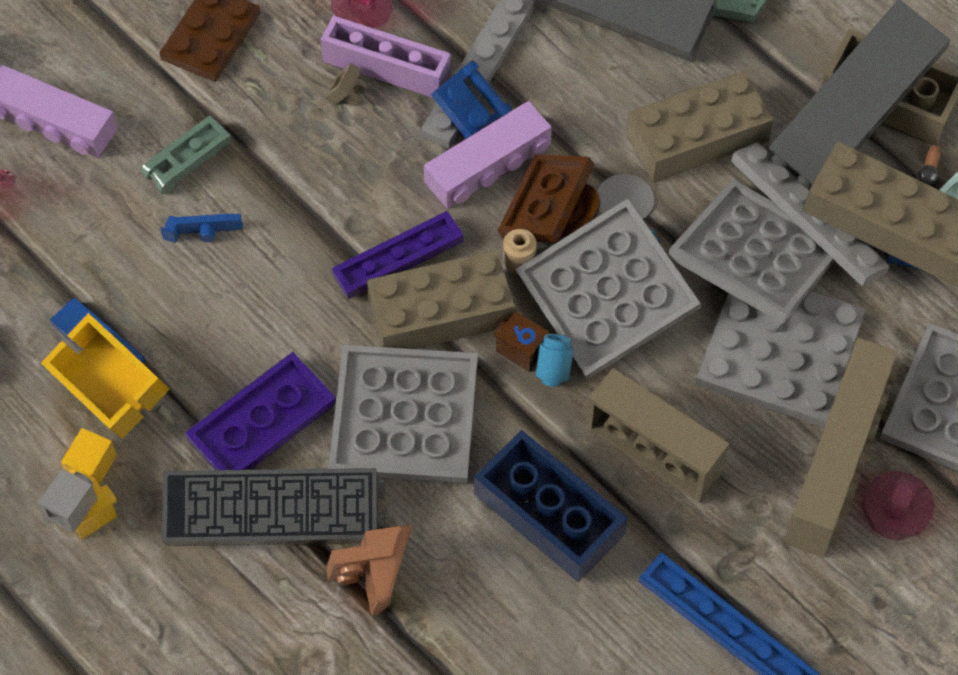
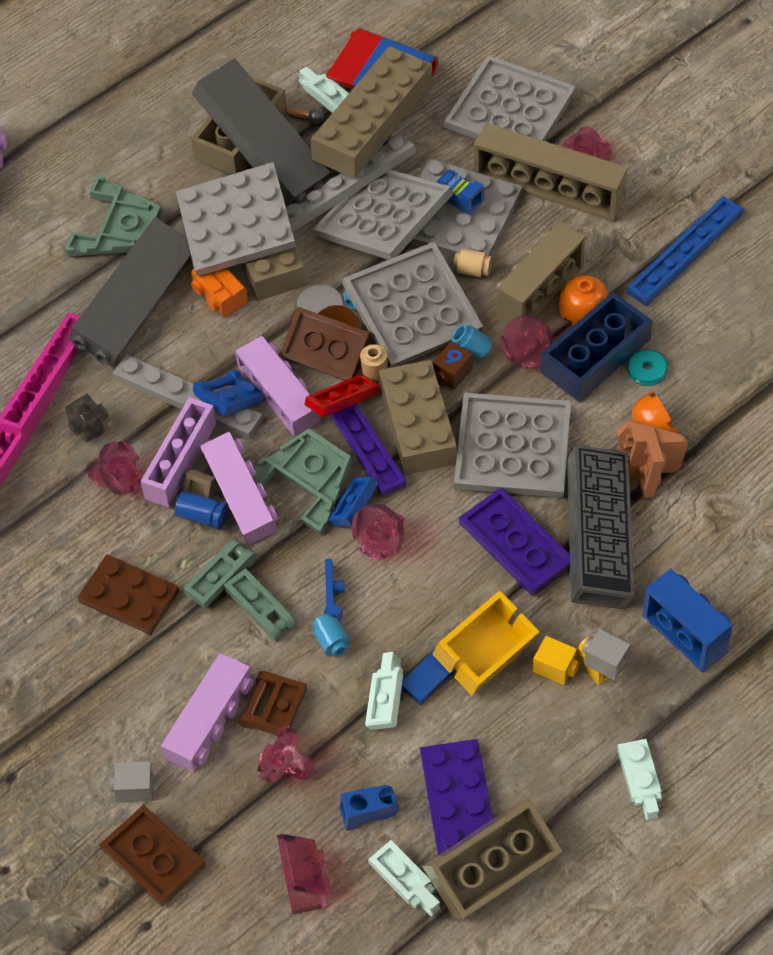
camera: 85 degrees left, 5 degrees down
(55, 182) = (281, 706): none -> reddish brown plate
(62, 282) = (385, 694): none -> light aqua hinge
(122, 602) = (687, 619): none -> blue brick
(138, 225) = (331, 635): none -> dark azure brick
(230, 113) = (218, 571): none -> sand green plate
(272, 265) = (378, 531): none -> clear pink tile
(312, 89) = (201, 510): none -> blue piece
(316, 238) = (354, 500): none -> blue plate
(335, 119) = (239, 487): none -> lavender brick
(370, 196) = (314, 467): none -> sand green wing
(432, 577) = (652, 412): none -> orange cylinder
(464, 214) = (342, 395): none -> red tile
(528, 592) = (647, 358): none -> teal piece
(559, 424) = (525, 340): none -> clear pink tile
(635, 85) = (221, 290): none -> orange brick
(639, 495) = (580, 297): none -> orange cylinder
(688, 362) = (472, 263): none -> tan brick
(718, 81) = (235, 219): none -> light grey plate
(796, 337) = (463, 191): none -> blue leg

